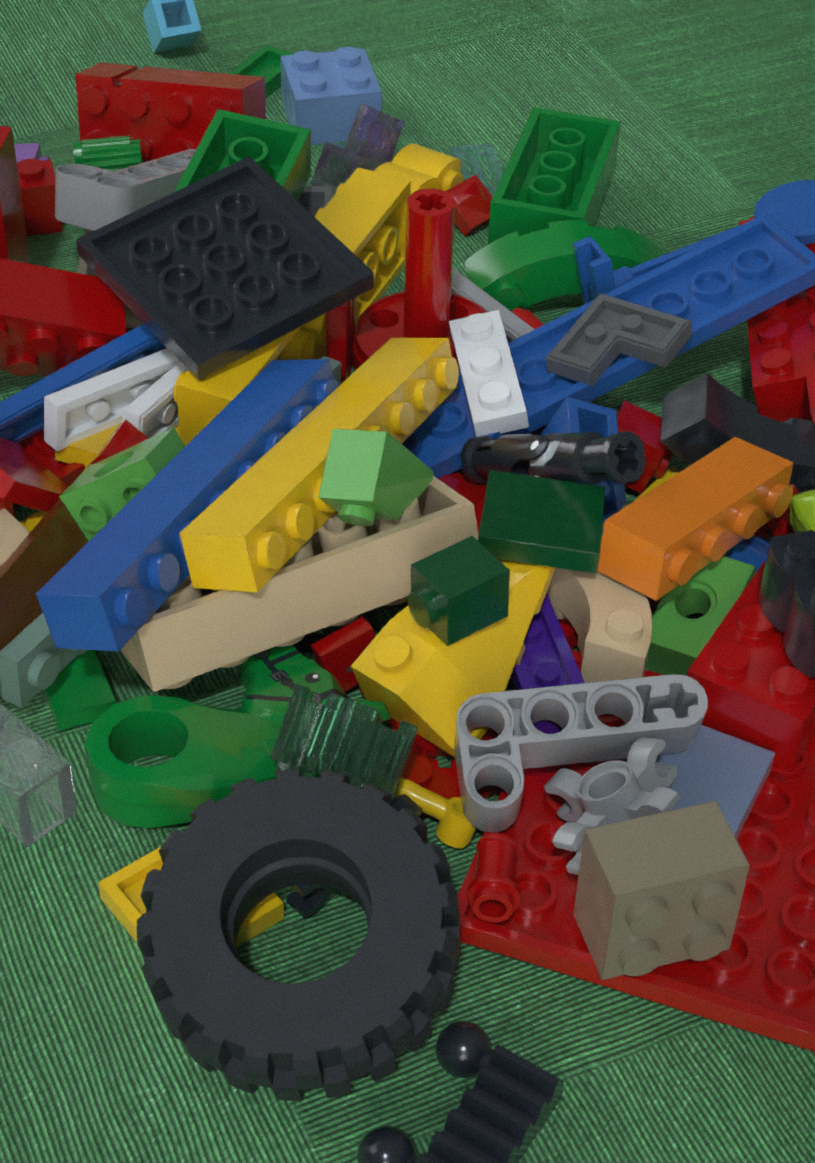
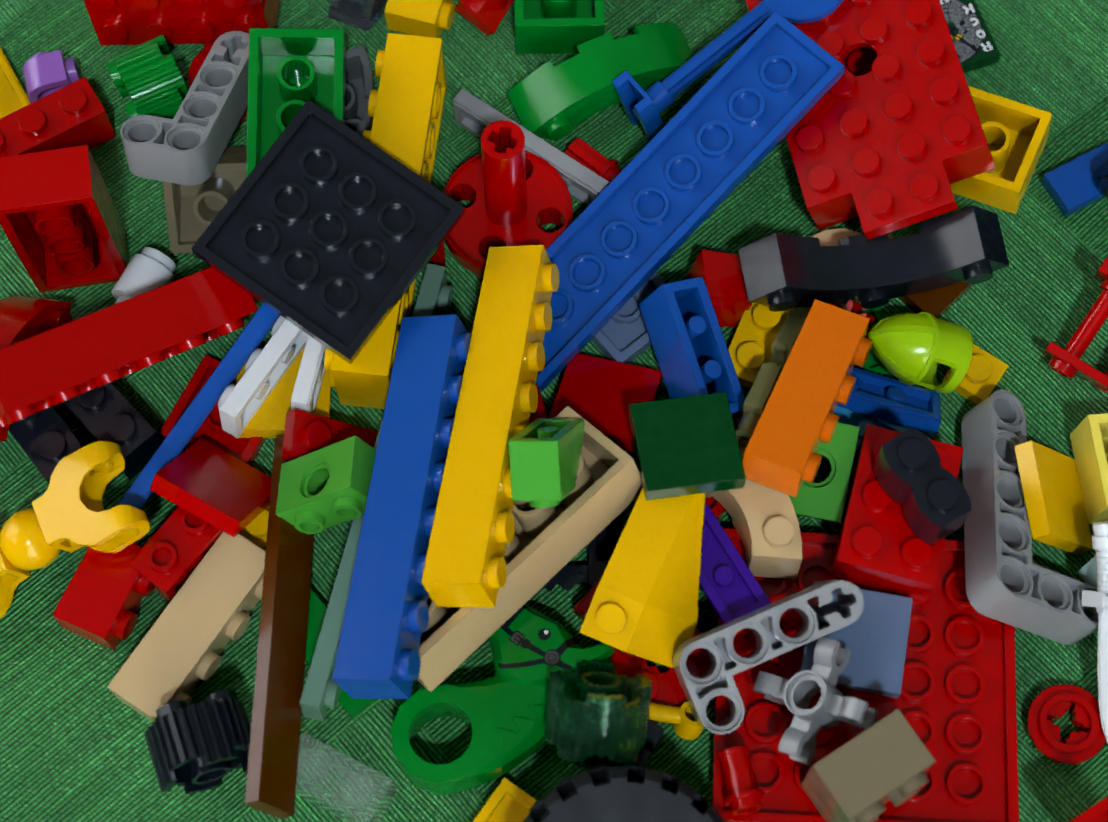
camera: 15 degrees left, 25 degrees up
(342, 648) = (559, 593): red tile -> none
(459, 590) = (649, 555): dark green brick -> none
(488, 374) = (579, 252): white plate -> none
(557, 456) = (686, 364): black piece -> none
(614, 328) = (677, 182): dark grey tile -> none

